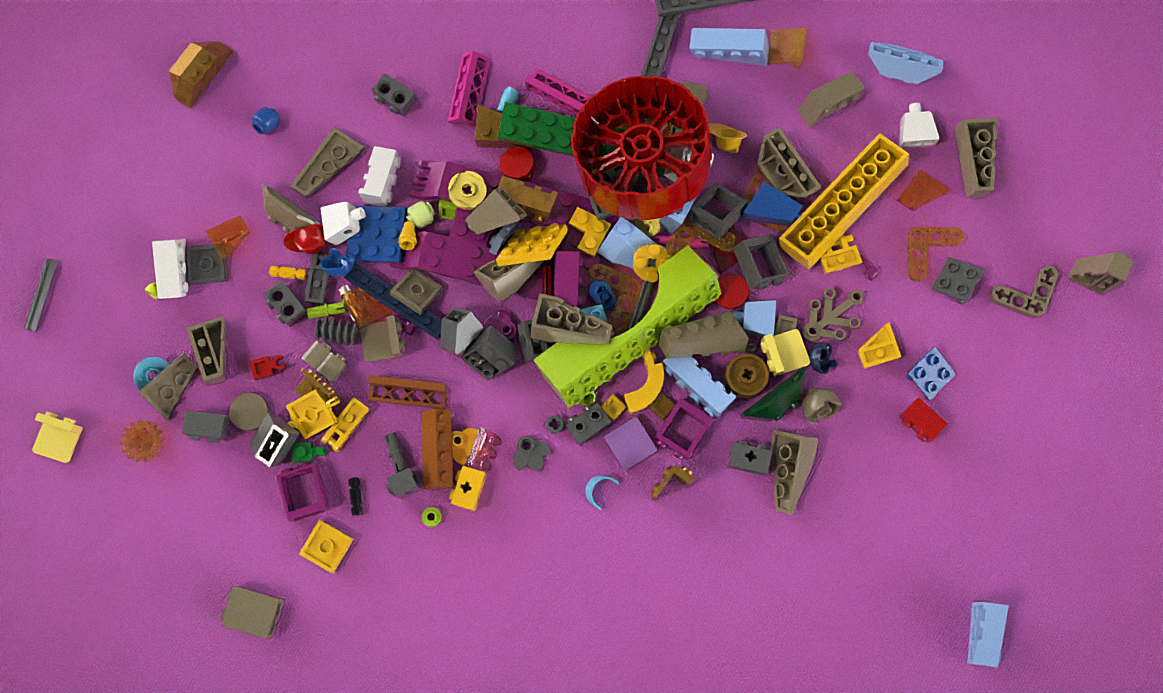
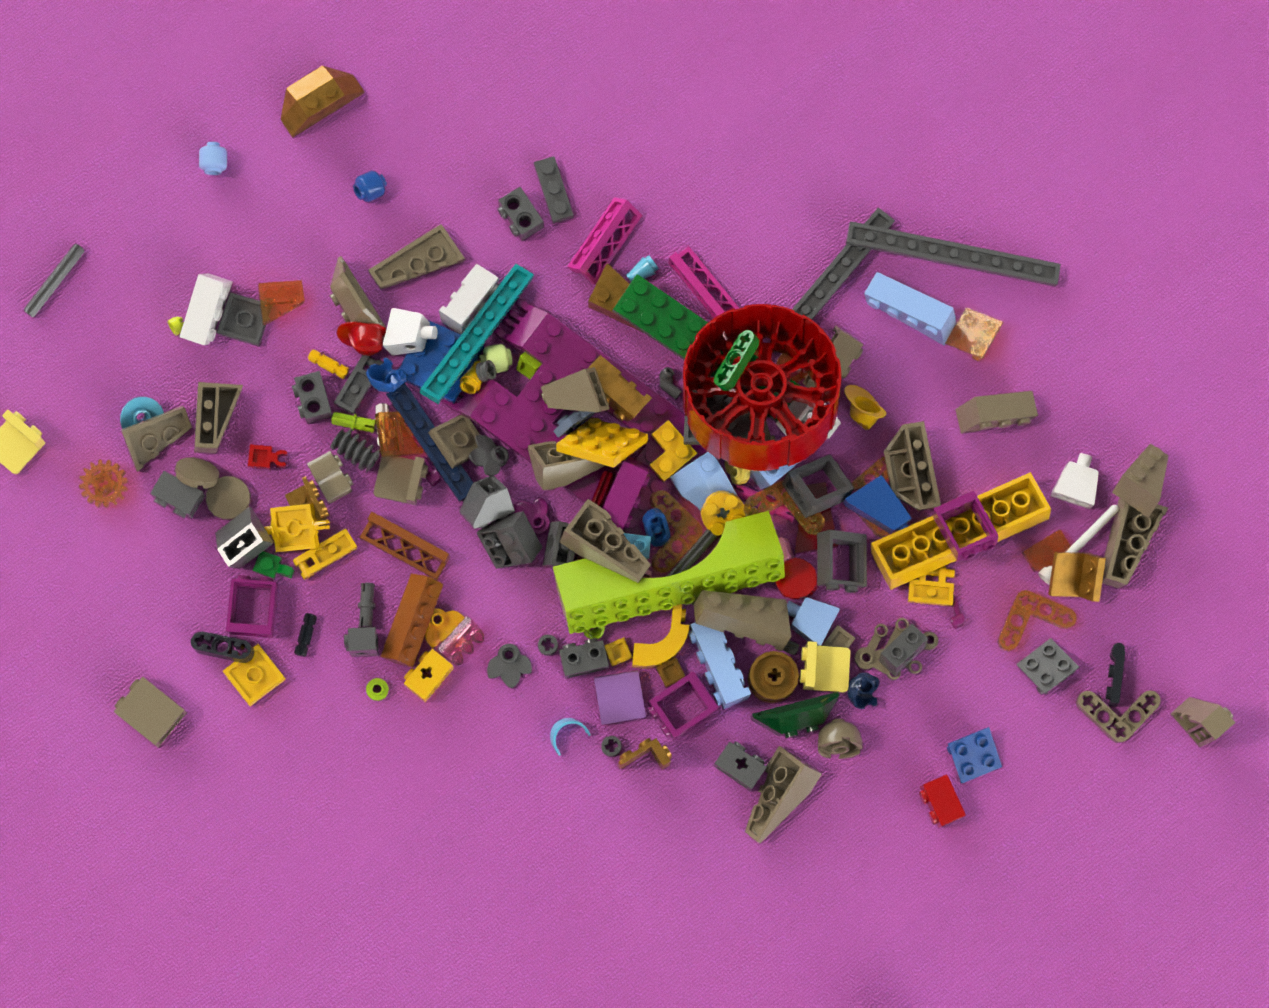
camera: 10 degrees right, 0 degrees up
(131, 148) = (213, 158): none -> light blue head
(213, 401) = (196, 472): none -> dark tan tile
(298, 538) = (229, 653): none -> black beam
(396, 201) = (476, 334): none -> teal plate
(412, 67) = (553, 190): none -> dark grey plate
(415, 226) = (486, 370): none -> dark grey bush
(445, 292) = (488, 455): none -> dark grey plate
(463, 180) = (557, 342): light yellow plate -> none
(517, 164) = (623, 345): red hat -> none
(563, 179) = (666, 383): none -> dark grey arm
(613, 146) = (724, 371): none -> green beam
(645, 486) = (616, 750): none -> dark grey bush
(836, 180) = (959, 506): none -> magenta window
(840, 312) = (903, 649): none -> dark grey brick
(879, 348) = (930, 706): yellow wing -> none
(904, 63) = (1093, 403): light blue wedge -> none
(927, 207) = (1045, 573): none -> white piece
(951, 198) = (1077, 575): none -> pearl gold bracket
(972, 104) = (1144, 480): none -> dark tan wedge
(1013, 263) = (1116, 673): none -> black hinge

